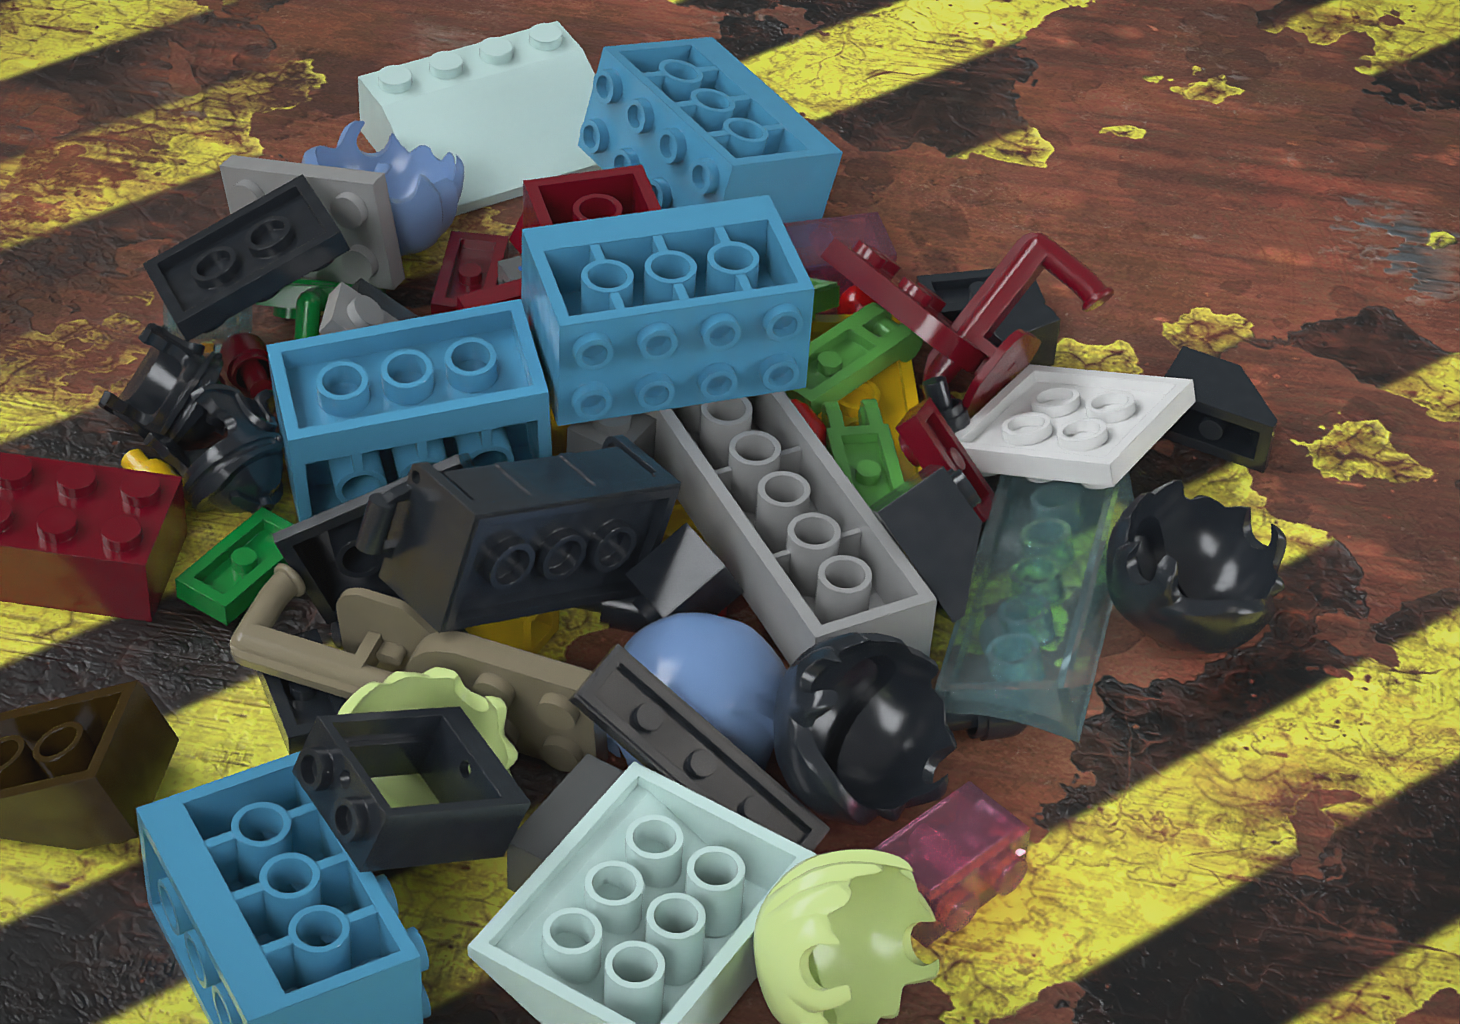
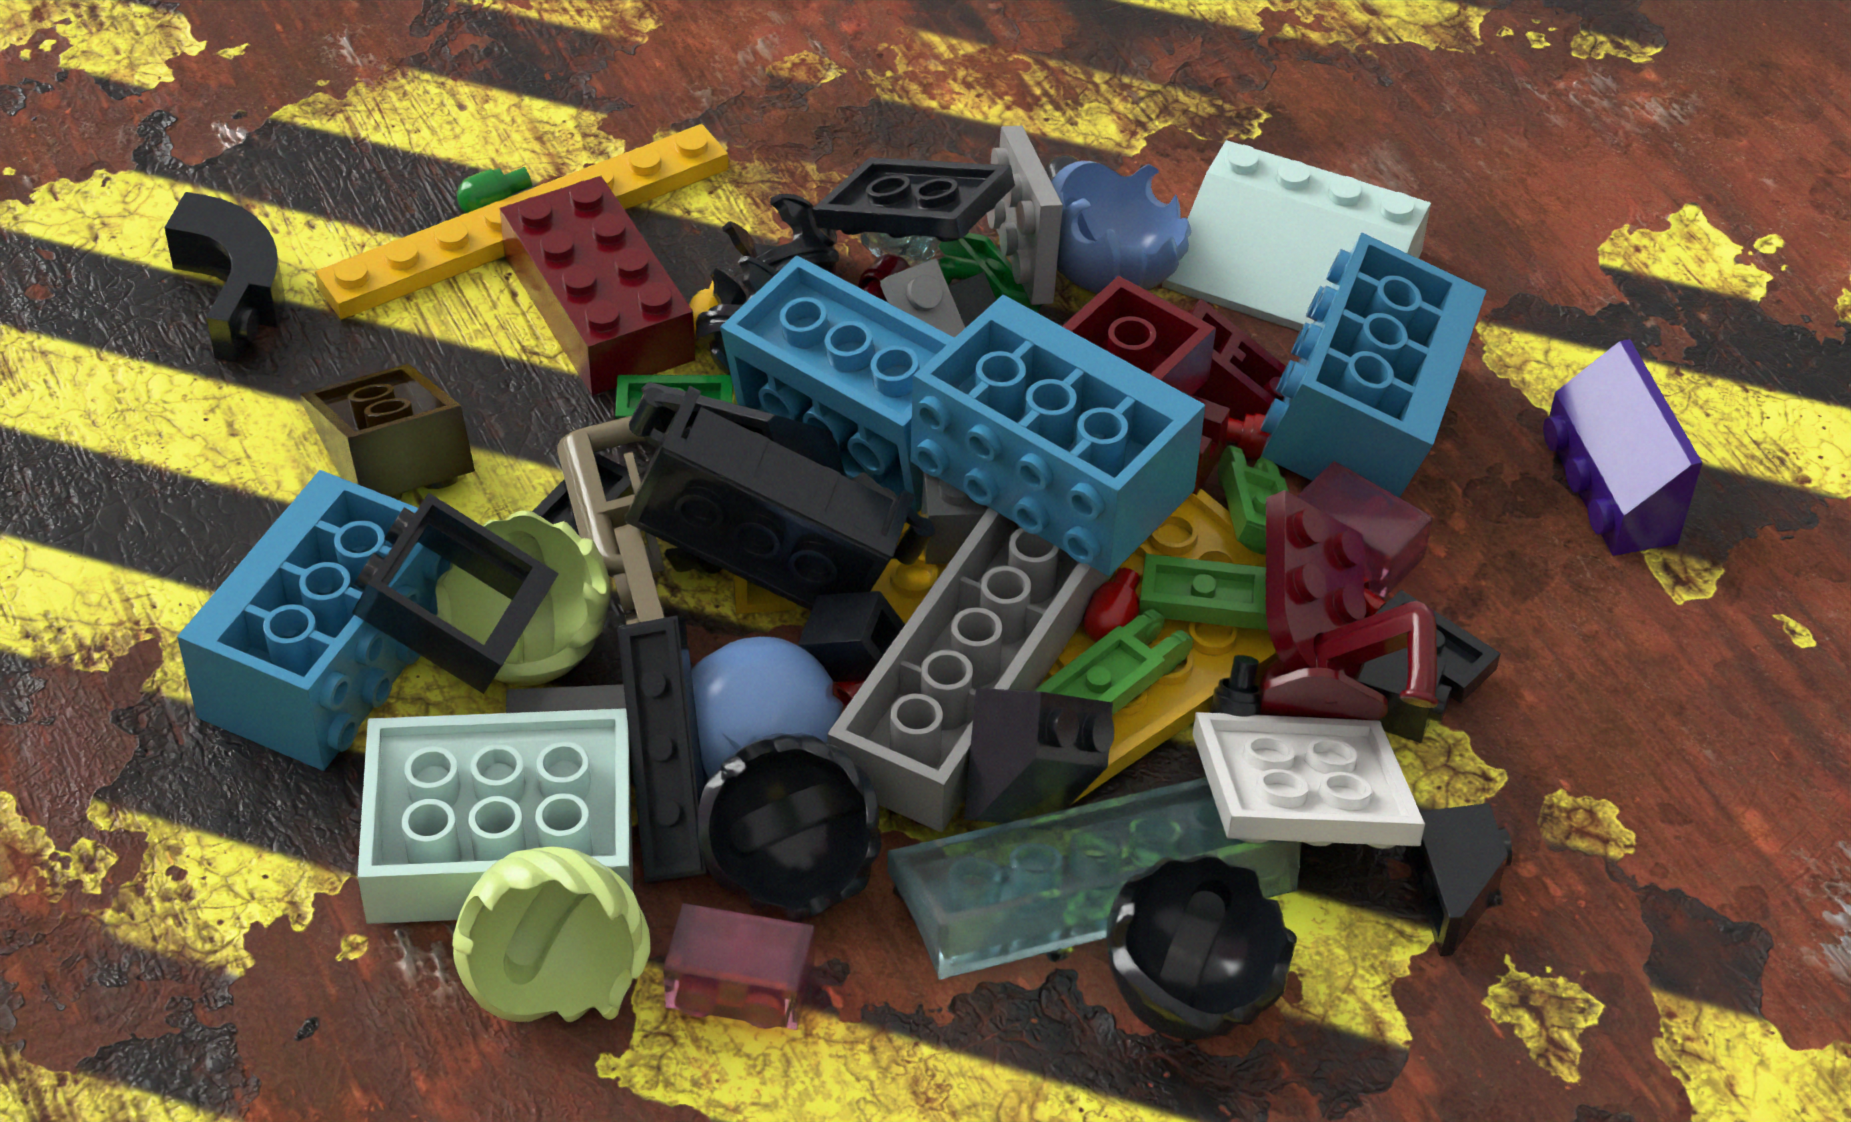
camera: 55 degrees right, 5 degrees up
(906, 85) = (1624, 452): none -> slope
(930, 440) = (1166, 723): dark red plate -> none

